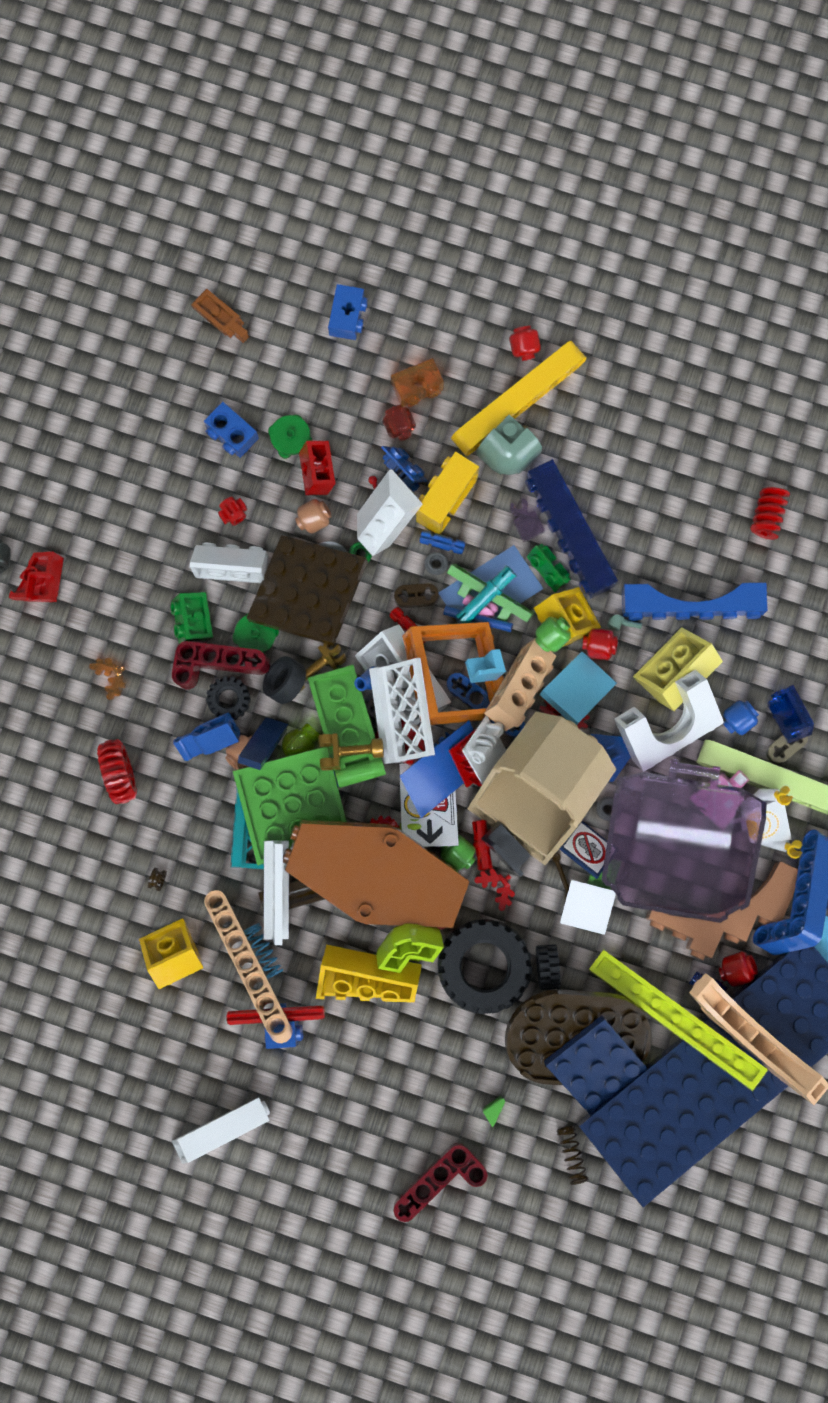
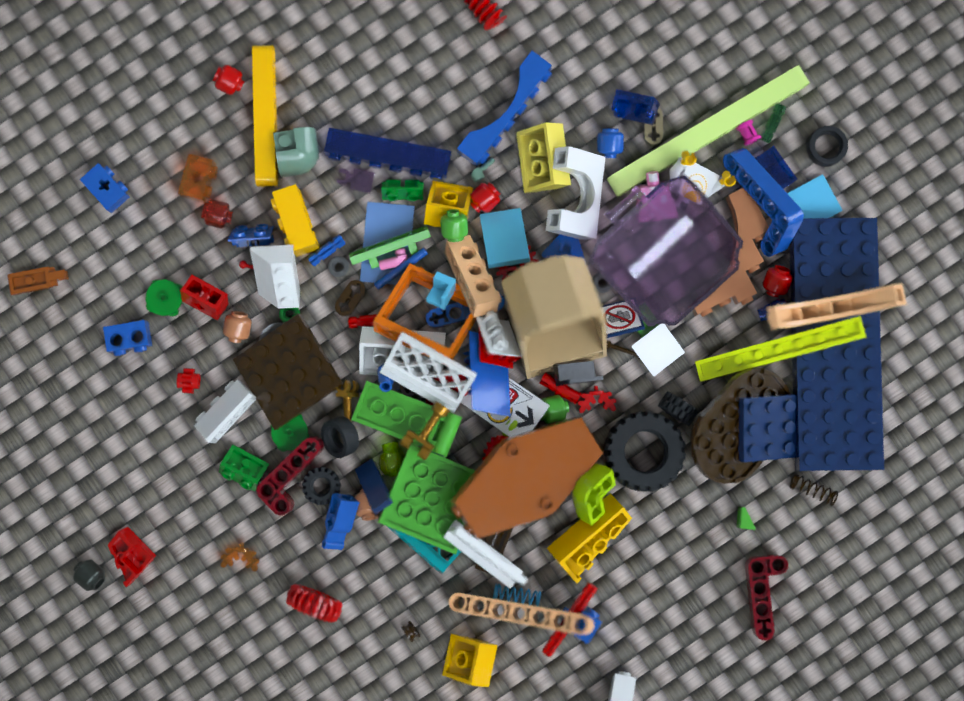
camera: 50 degrees left, 5 degrees up
(491, 590) = (390, 247): teal pin -> none

